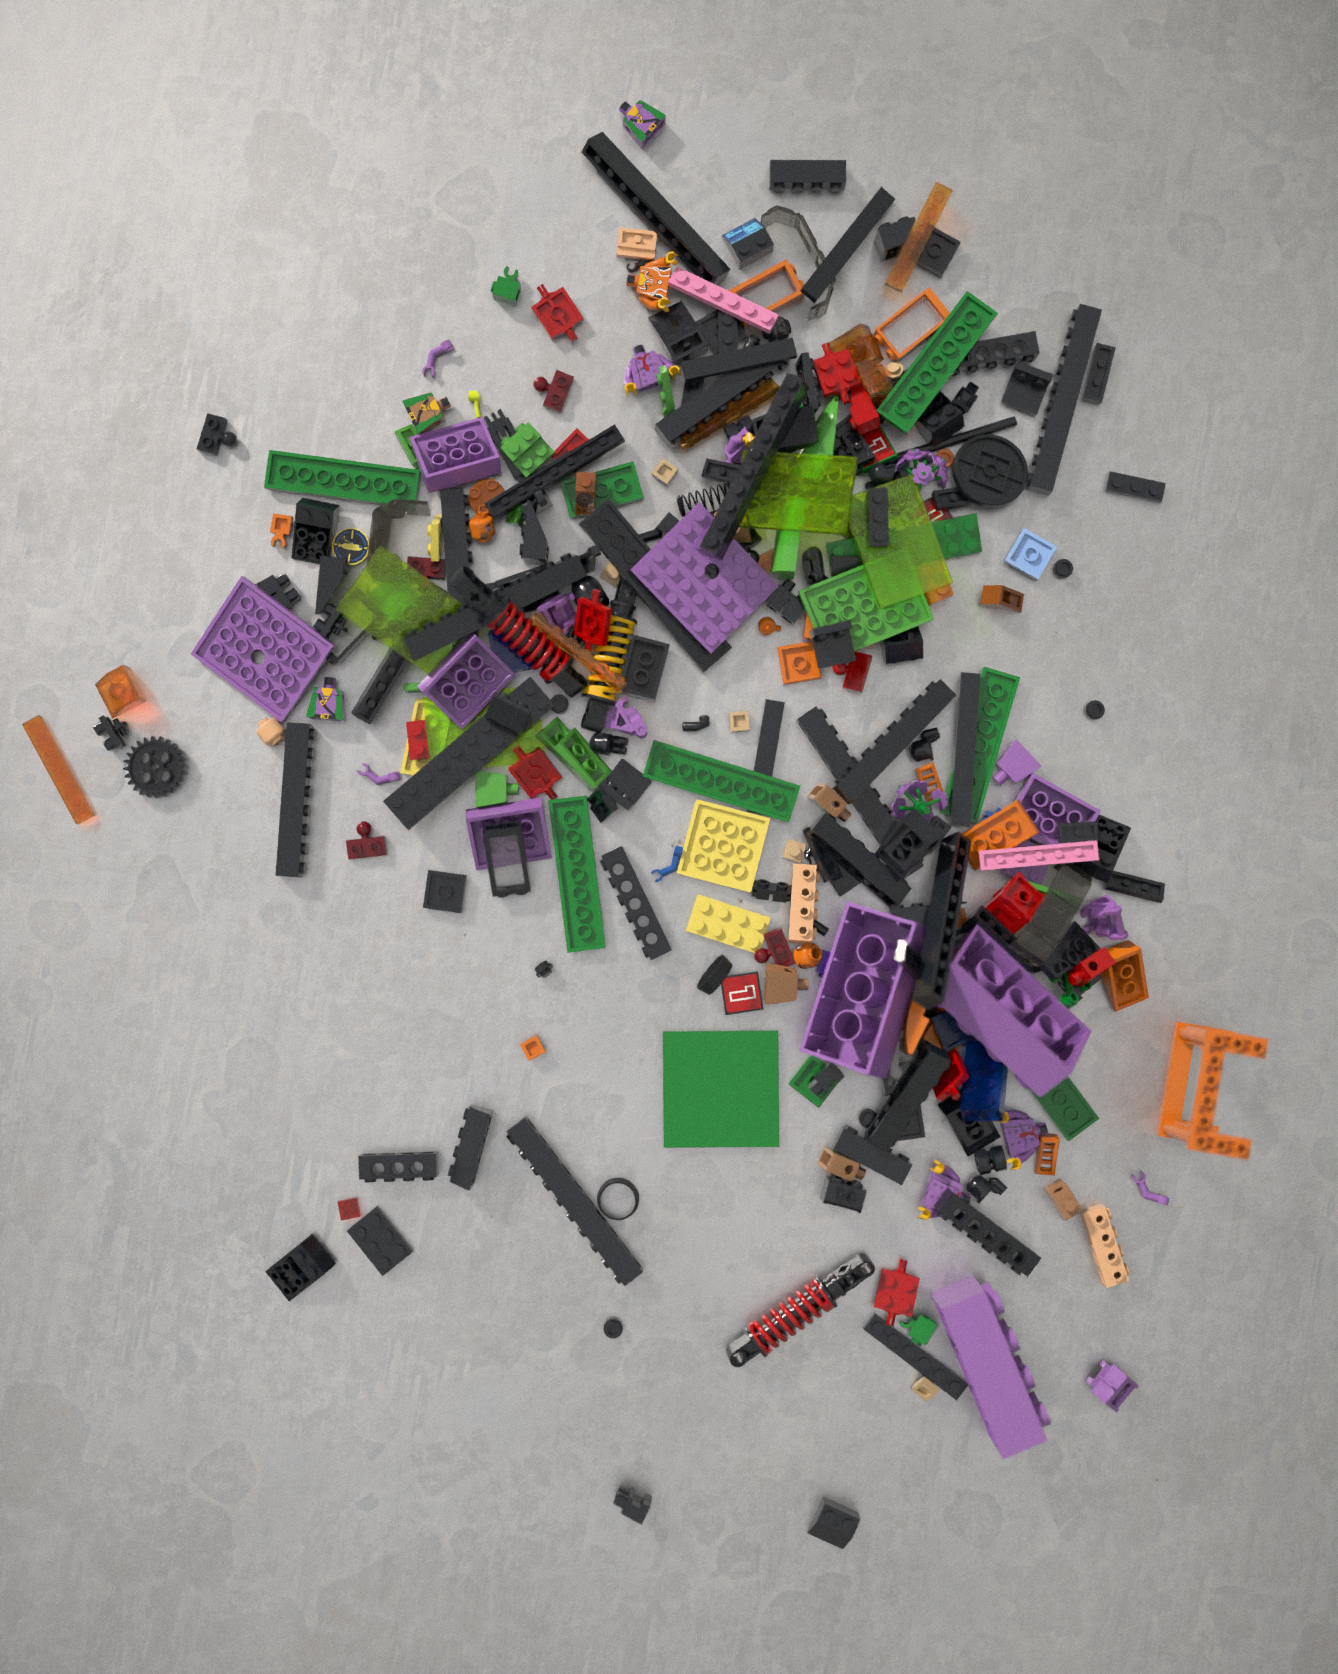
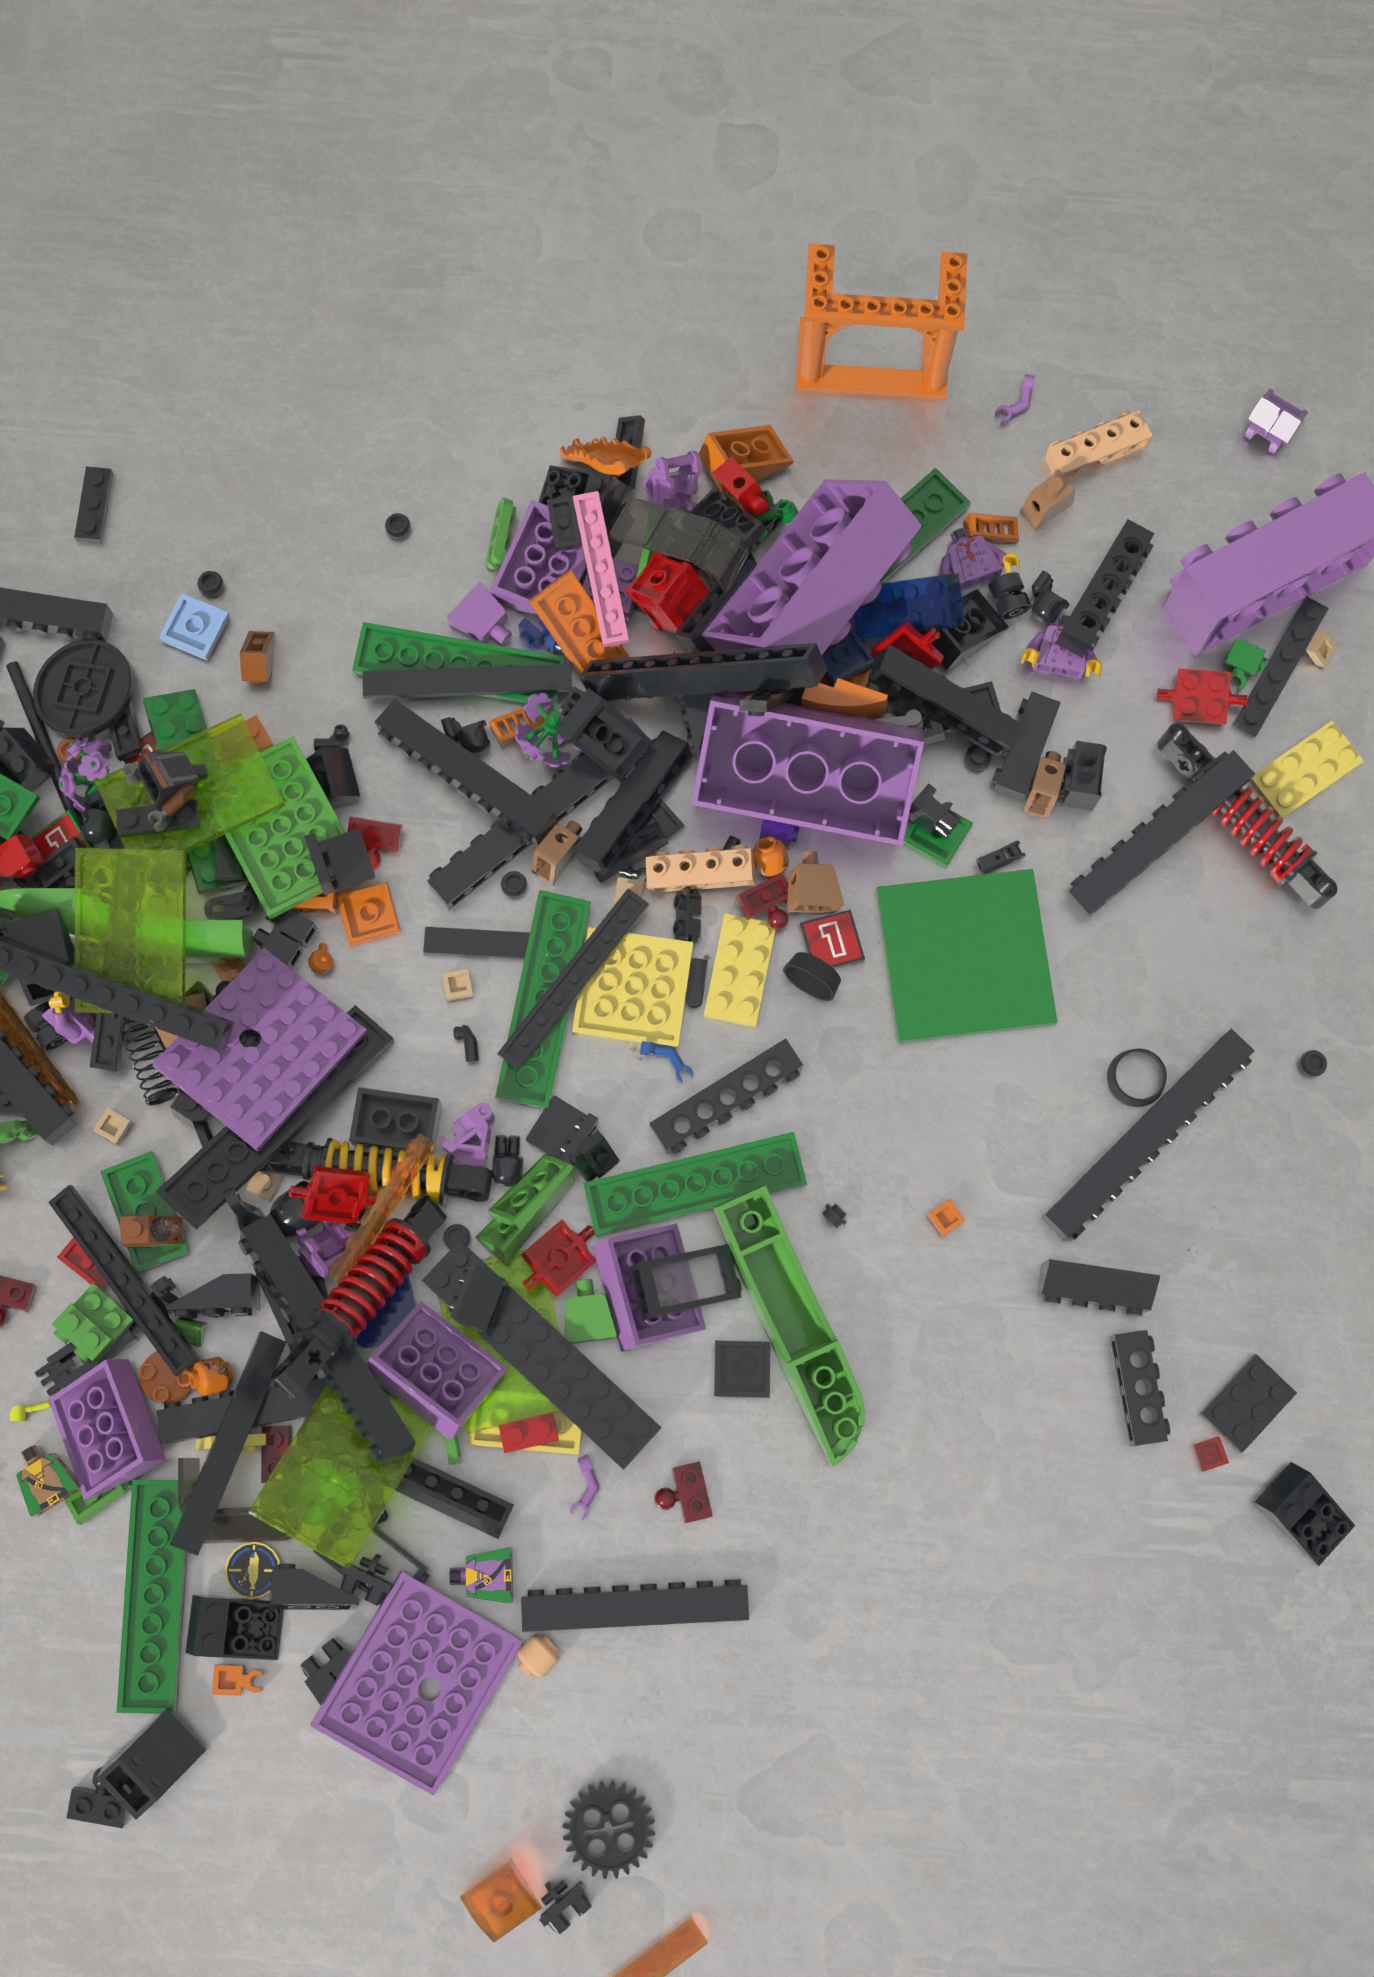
camera: 100 degrees left, 10 degrees down
(233, 470) = (151, 1763): none -> black slope
(432, 535) = (228, 1444): none -> black tile
(473, 930) = (793, 1321): none -> bright green slope
(722, 891) = (696, 982): none -> black bar
(732, 804) = (573, 979): none -> black tile
(790, 1121) = (998, 859): none -> black bar
(791, 1244) = (1162, 832): none -> black brick
(809, 768) = (514, 884): none -> black plate
(832, 1361) = (1306, 770): none -> light yellow plate
(903, 526) = (168, 779): none -> torso
(930, 649) = (337, 739): none -> black arm
(997, 799) = (530, 634): none -> clear blue plate
(1080, 785) = (500, 533): none -> bright green plate
(1130, 870) = (606, 457): none -> orange animal

